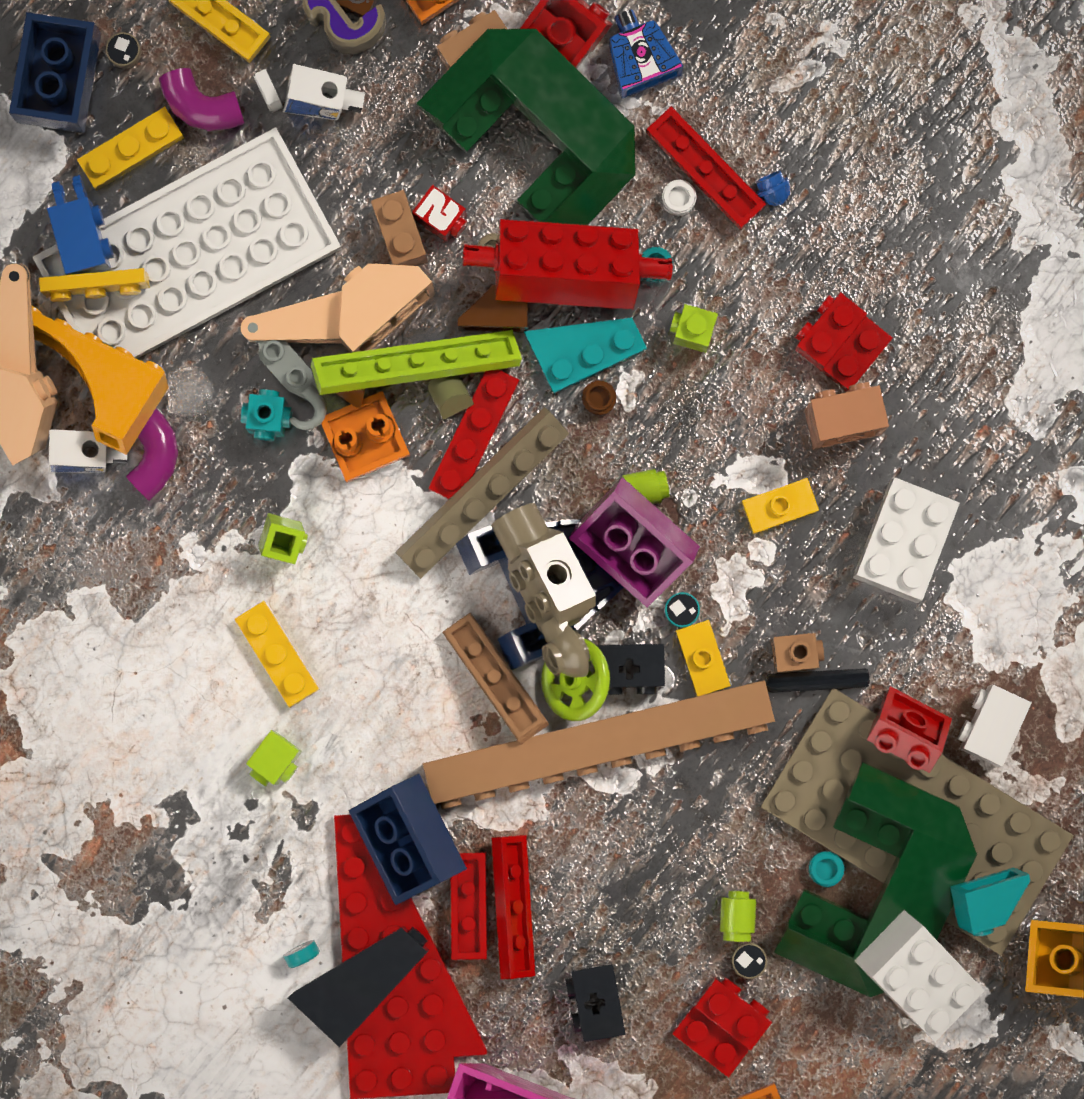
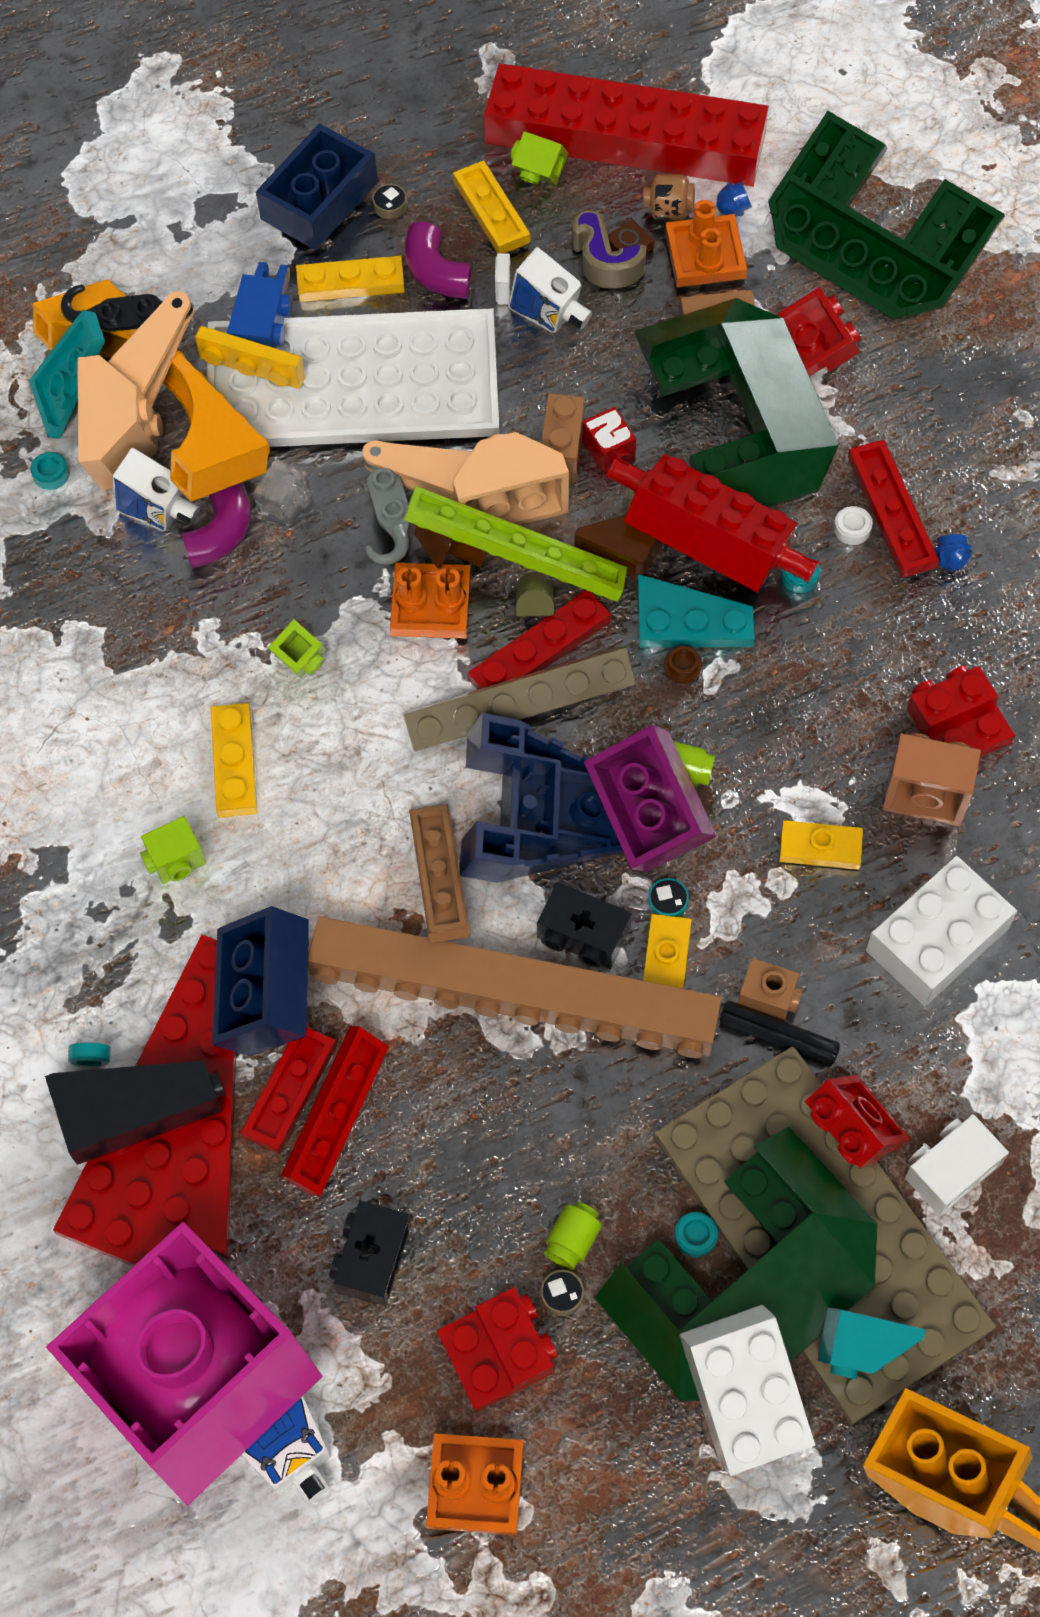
camera: 25 degrees right, 20 degrees down
(272, 426) = (345, 538): teal brick -> none
(550, 584) = (540, 788): dark tan brick -> none
(576, 687) = (521, 908): lime plate -> none
(641, 55) = (876, 389): torso -> none
(693, 327) = (811, 638): lime brick -> none

